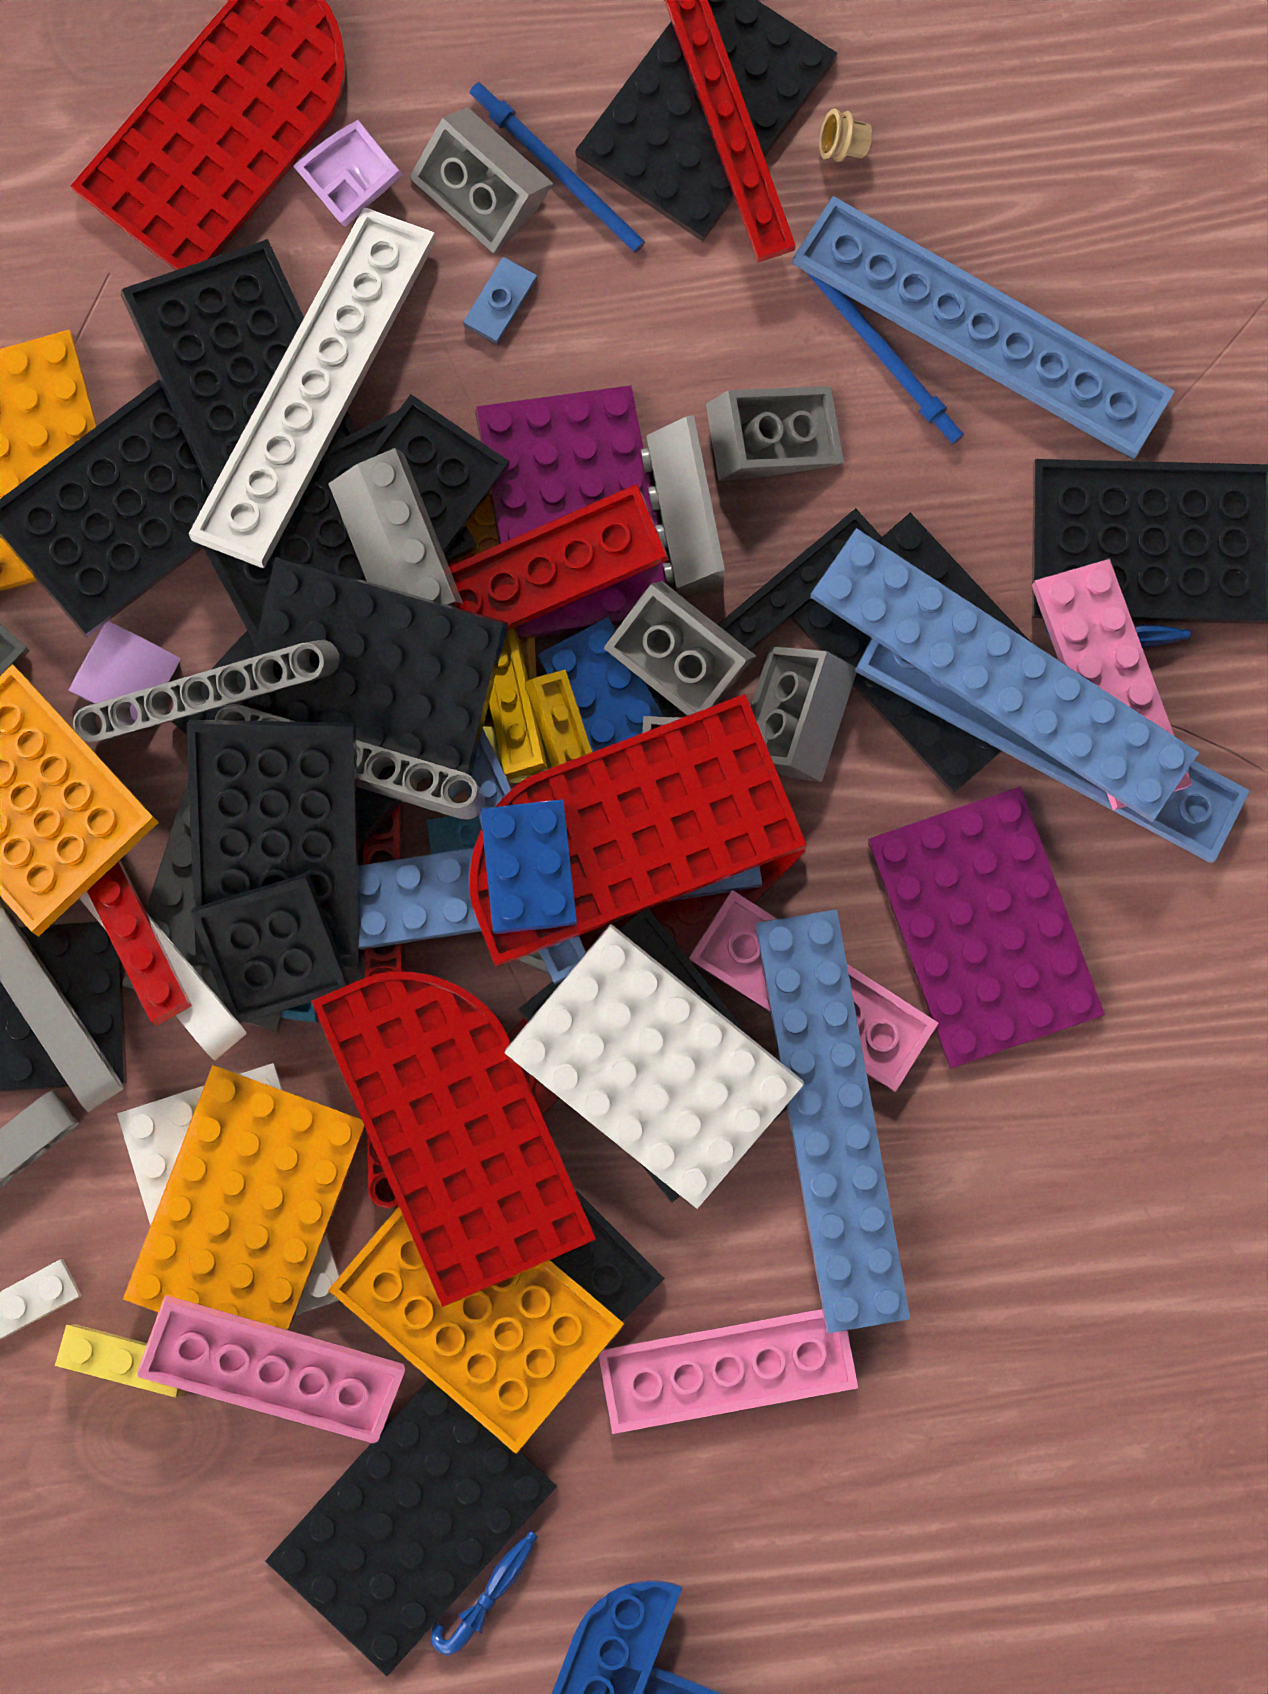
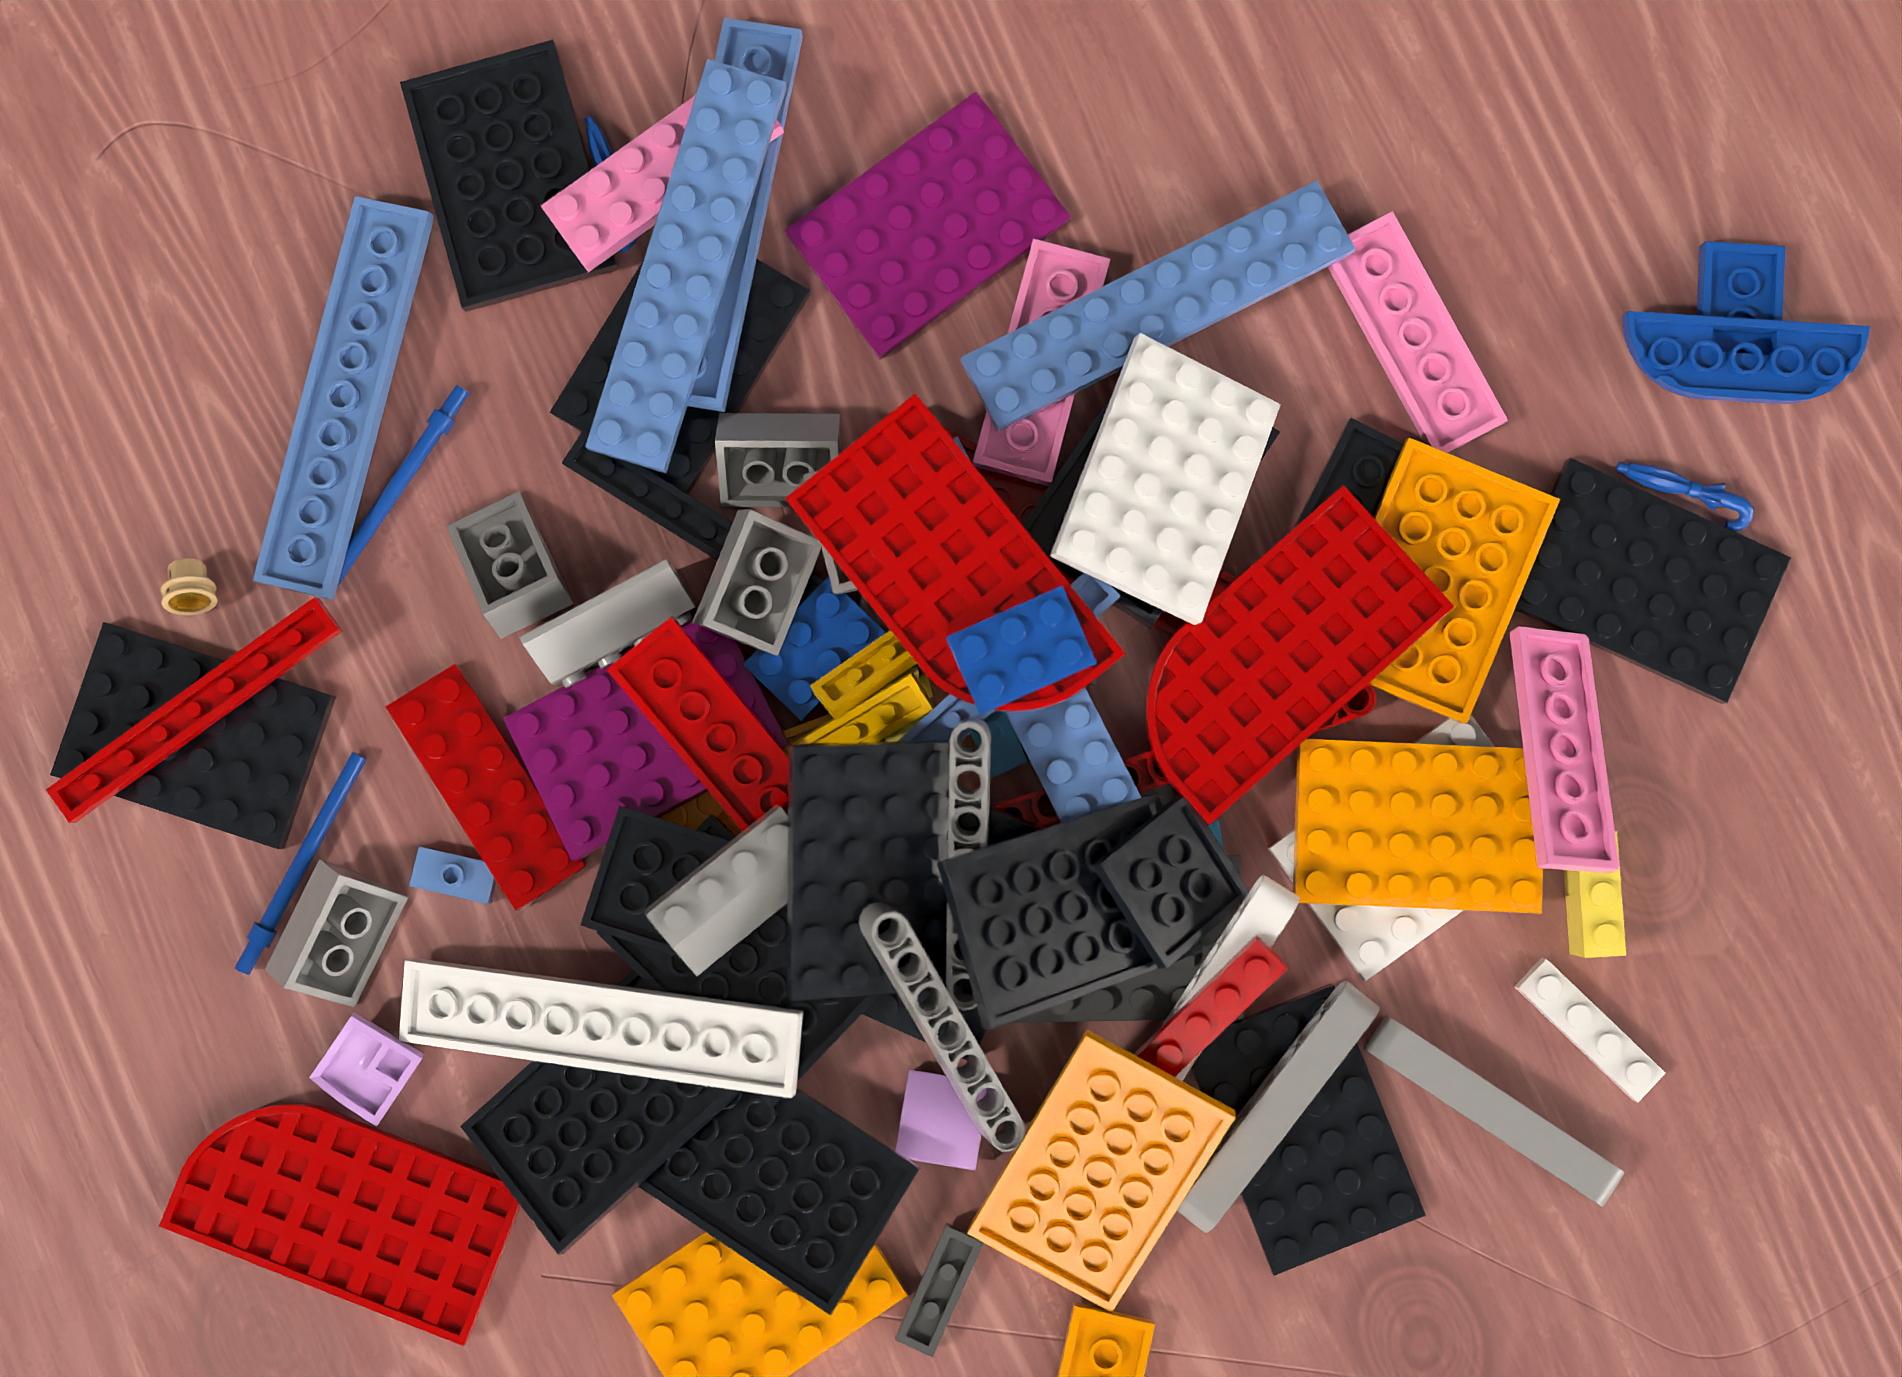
camera: 110 degrees left, 5 degrees up
(574, 349) = (484, 786): none -> red plate

